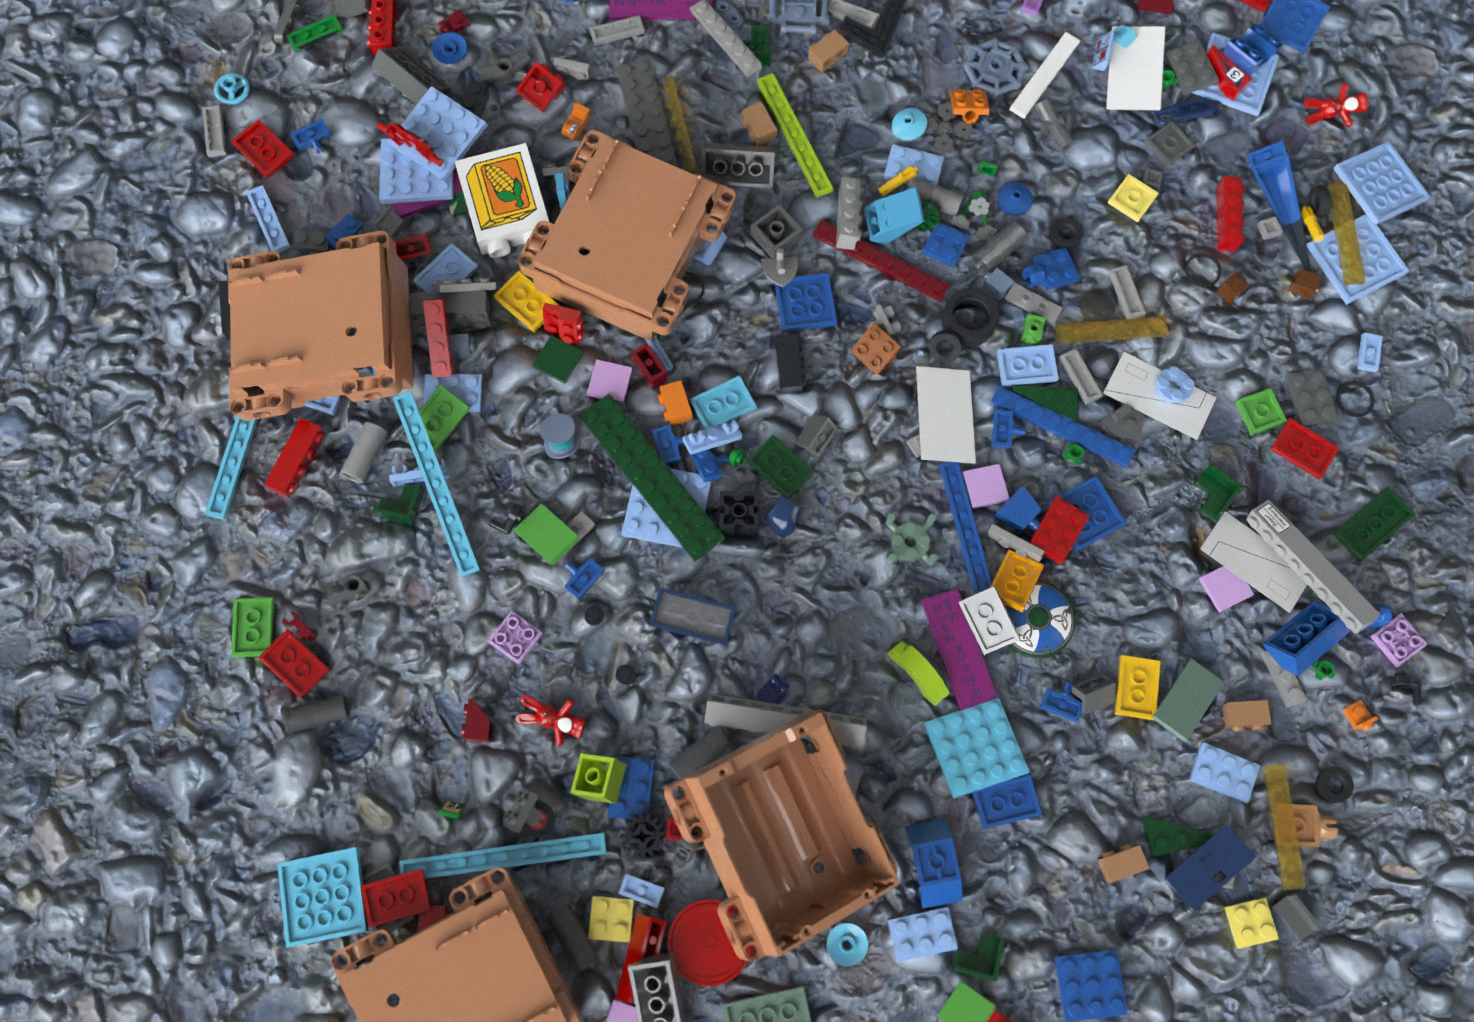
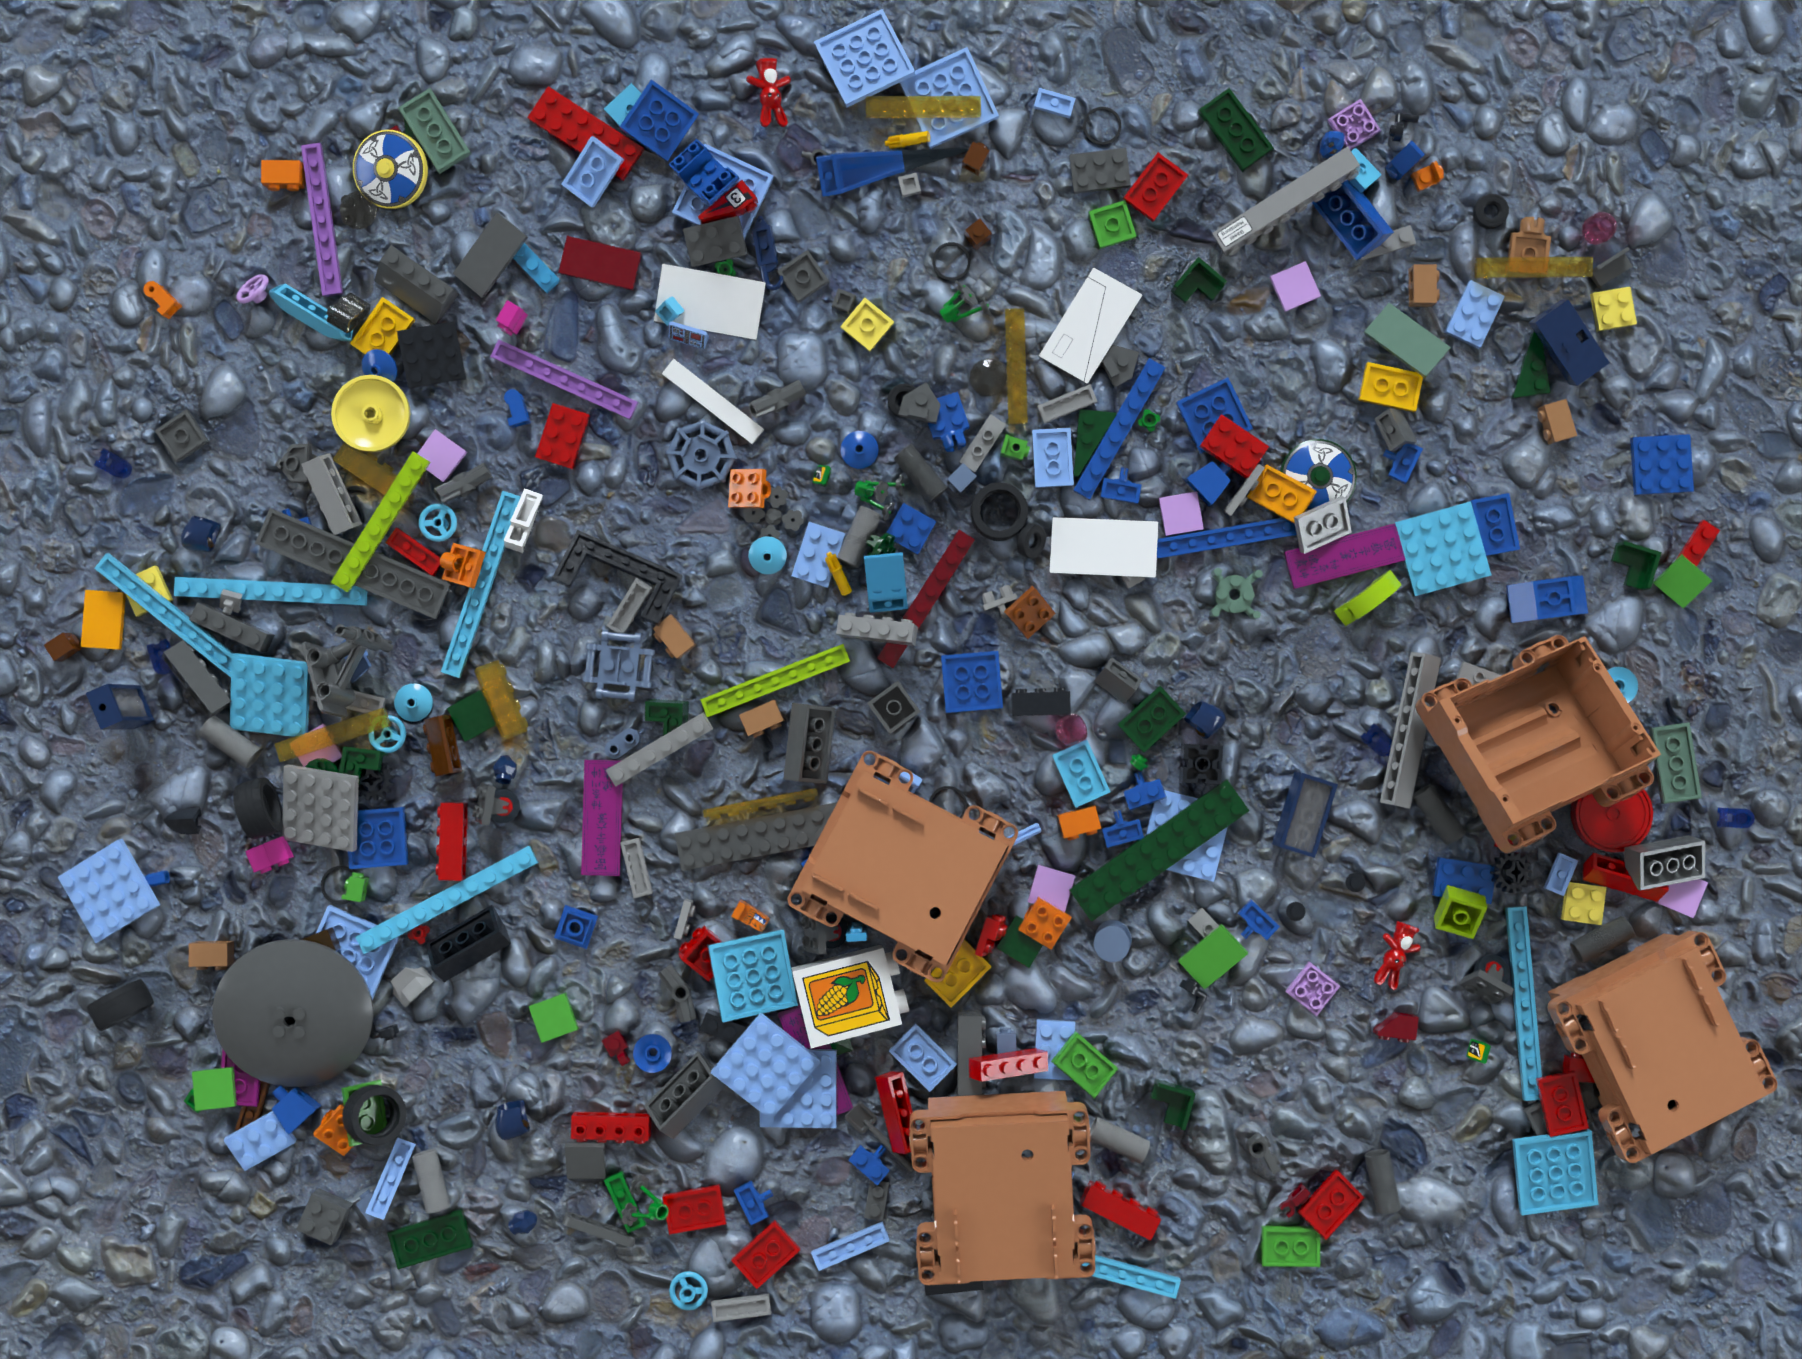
camera: 80 degrees left, 15 degrees up
(305, 48) = (655, 1210): none -> plant
(306, 89) = (694, 1209): none -> red plate
(402, 136) = (788, 1089): red plate -> none
(414, 476) = (1143, 1083): light blue plate -> none
(436, 484) = (1161, 1066): medium azure plate -> none
(463, 285) = (947, 1038): light grey plate -> none
(522, 117) = (752, 975): none -> medium azure plate
(576, 374) = (1044, 922): none -> orange plate
(649, 366) = (1039, 847): dark red brick -> none
(712, 437) = (1119, 786): light blue plate -> none
(765, 390) = (1071, 729): none -> clear pink hair
(781, 269) = (934, 705): light grey shield -> none
(922, 934) = (1610, 615): light blue plate -> none
(1064, 242) = (920, 405): none -> dark grey plate
(1127, 292) = (975, 345): light grey plate -> none
(1174, 274) = (951, 310): none -> green plant
(1180, 379) = (1071, 309): light blue plate -> none
(1230, 214) = (892, 225): red brick -> none
(1254, 561) = (1266, 262): white sticker -> none
(1320, 201) = (884, 128): black tyre -> none
(1329, 669) = (1384, 199): green plate -> none
(1336, 898) = (1599, 228): none -> clear pink hair
(1354, 646) = (1367, 175): none -> medium azure plate
(1371, 687) = (1404, 161): none -> blue slope

